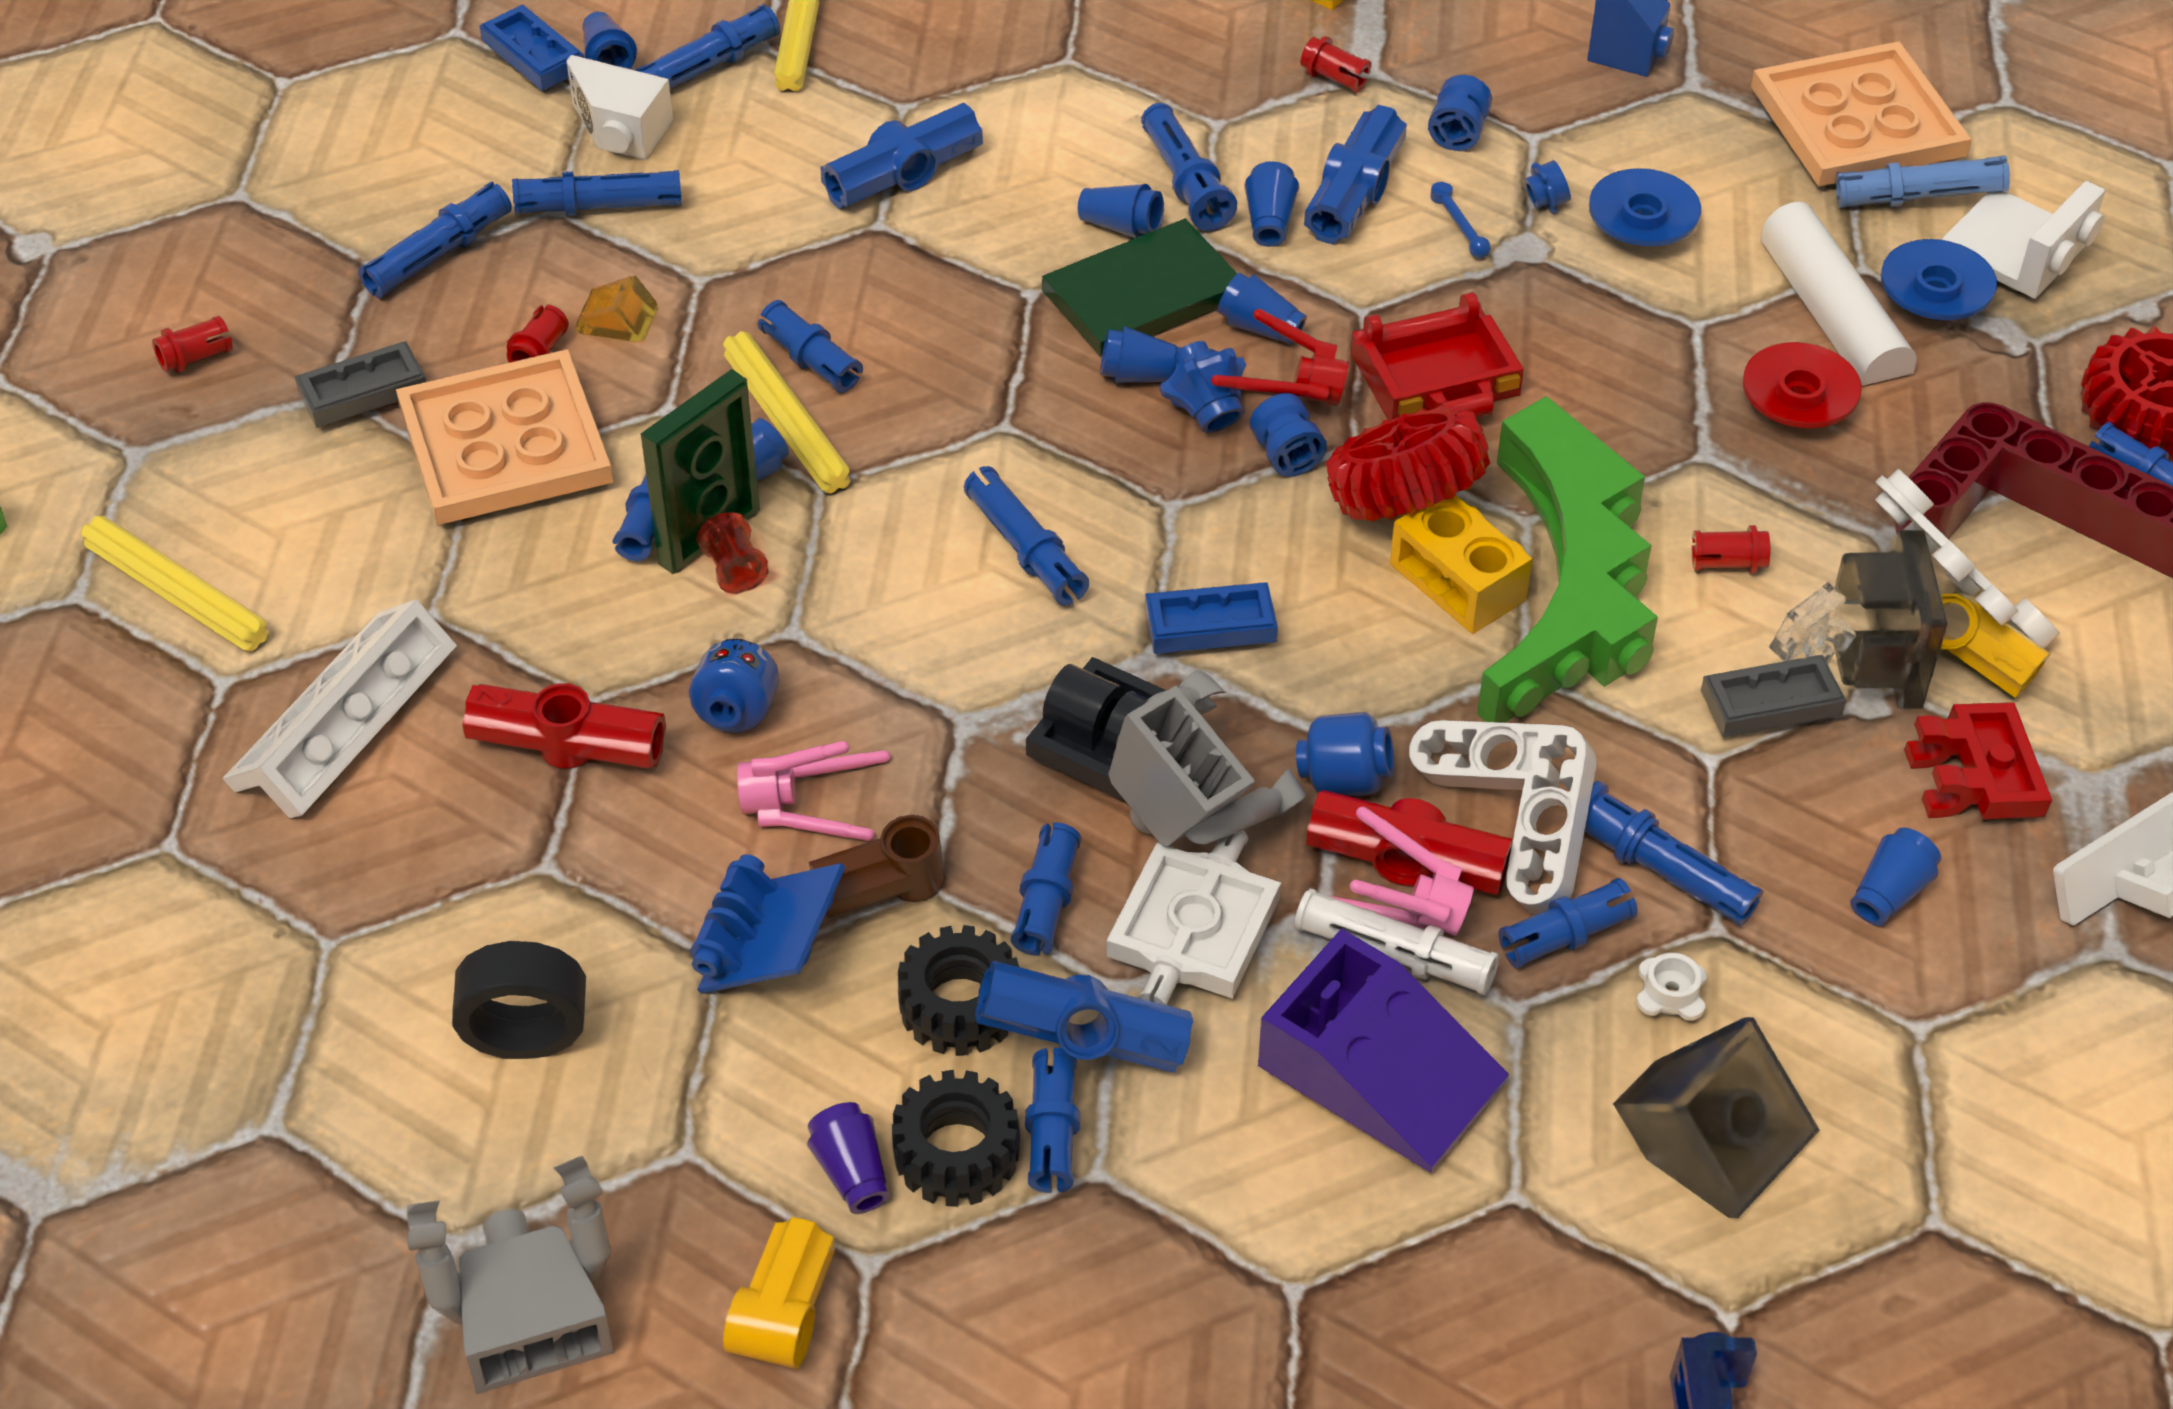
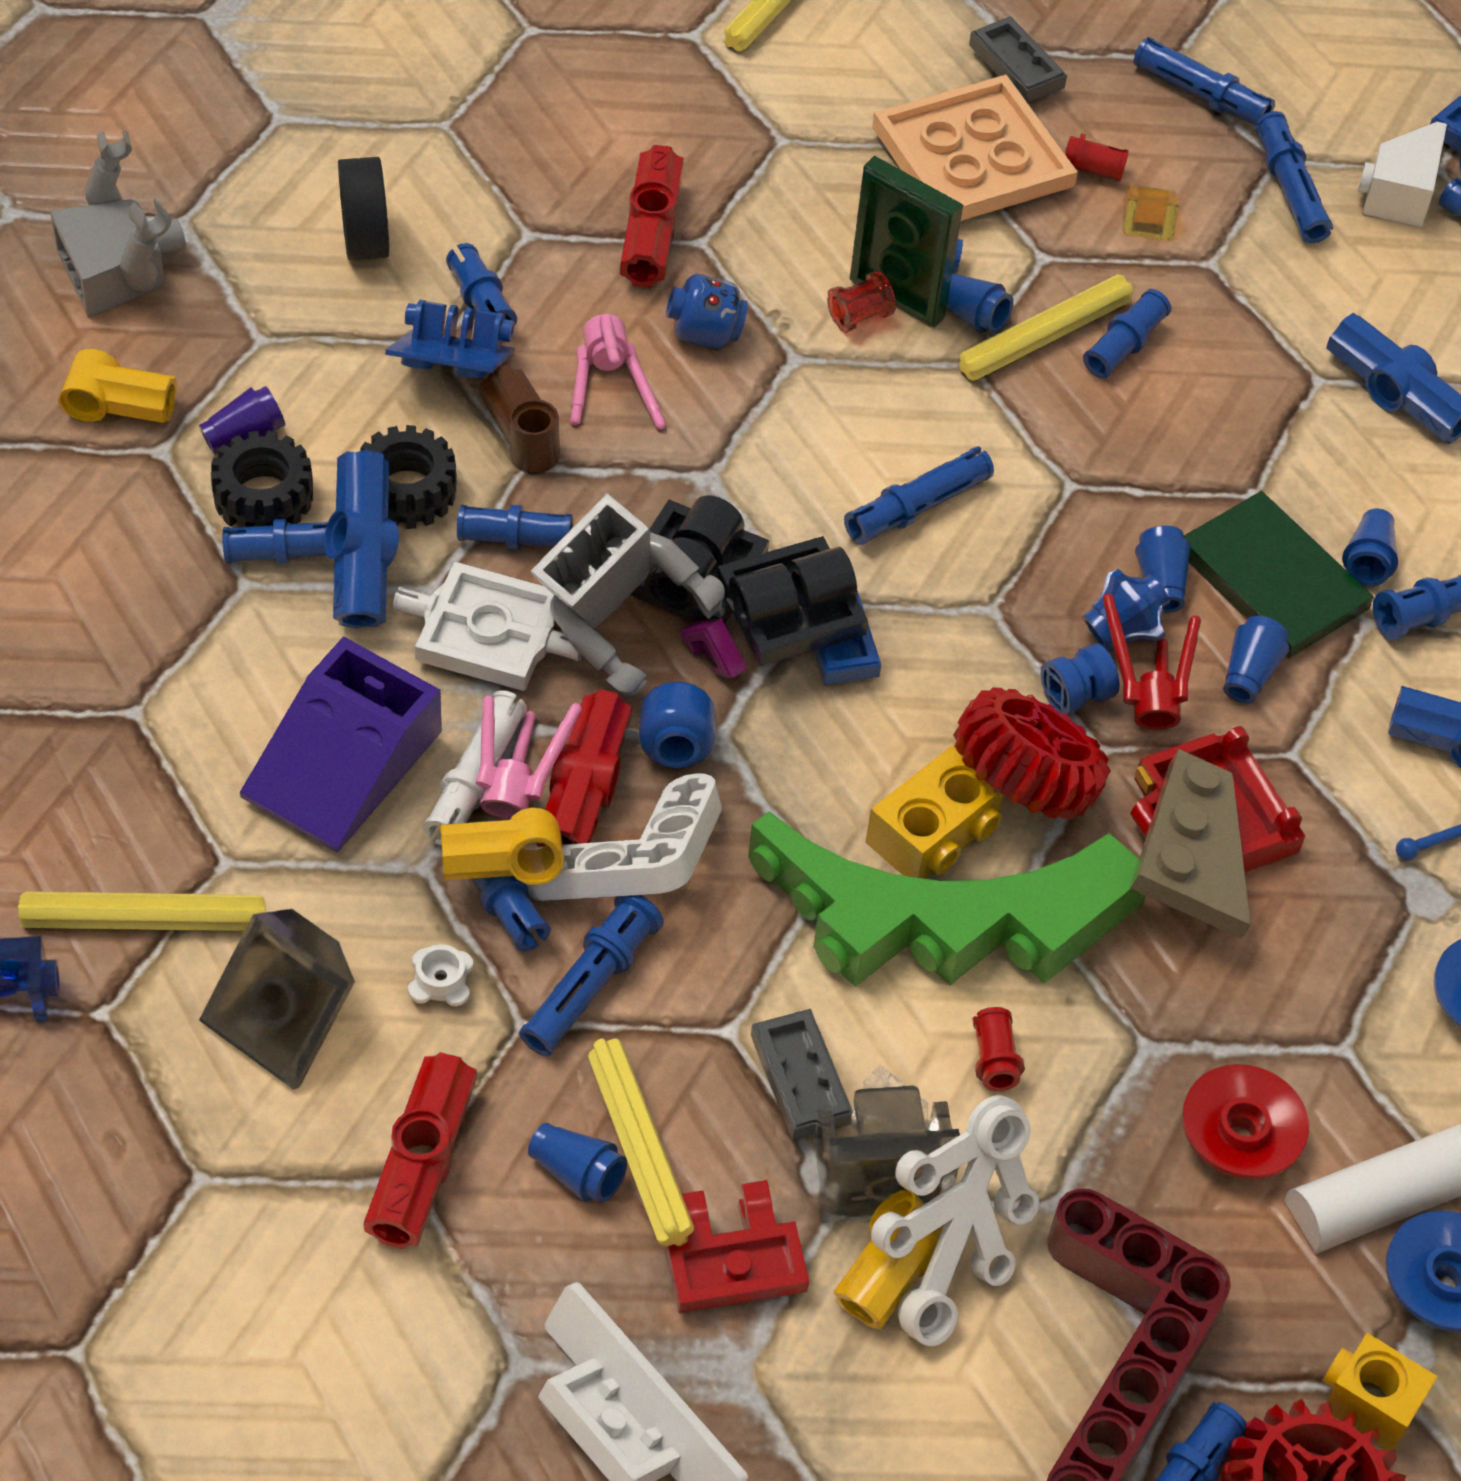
camera: 80 degrees right, 5 degrees up
(343, 708) = (661, 95): white fence -> none
(653, 904) = (479, 286): none -> blue pin
(1197, 622) = (794, 599): none -> black plate
(1237, 714) = (716, 642): none -> magenta tile
(1271, 200) = (1415, 664): blue cone -> none
(1513, 364) = (1195, 847): none -> dark tan wing
(1543, 882) = (498, 849): none -> yellow piece
(1600, 1272) = (138, 910): none -> light yellow axle
(1874, 817) = (641, 1143): none -> light yellow axle
(1903, 1002) = (411, 1179): none -> red piece
(2061, 340) = (1396, 1375): none -> yellow brick

